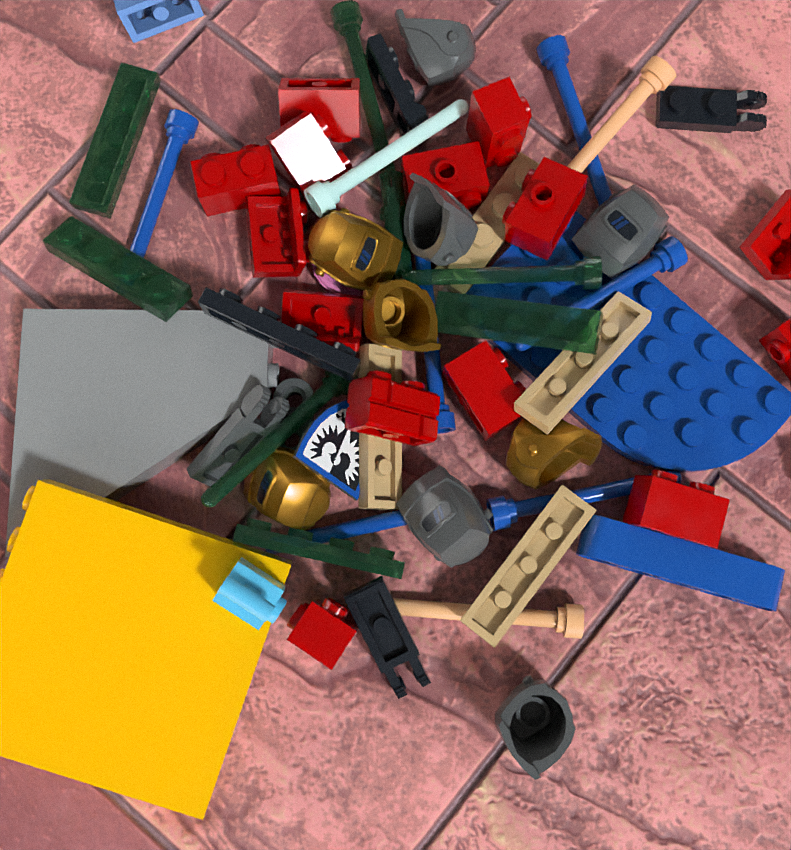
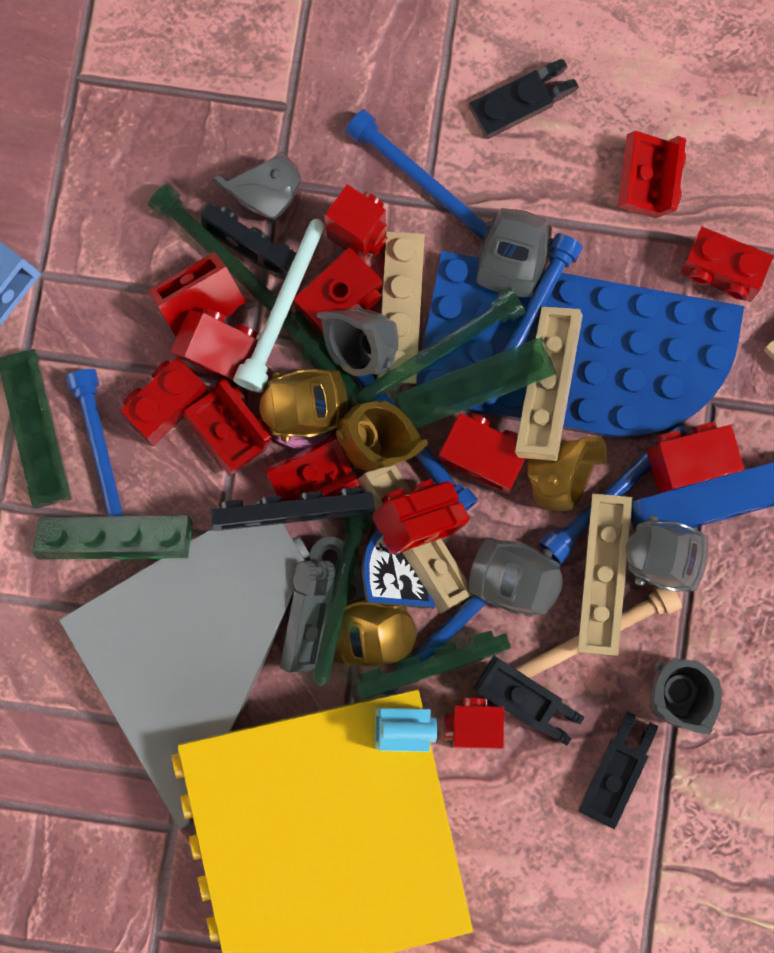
camera: 30 degrees left, 0 degrees up
(427, 754) = (617, 774): none -> black hinge
(544, 207) = (440, 272): red brick -> none
(597, 583) = (667, 555): none -> dark grey helmet
(655, 76) = (462, 106): light nougat piece -> none

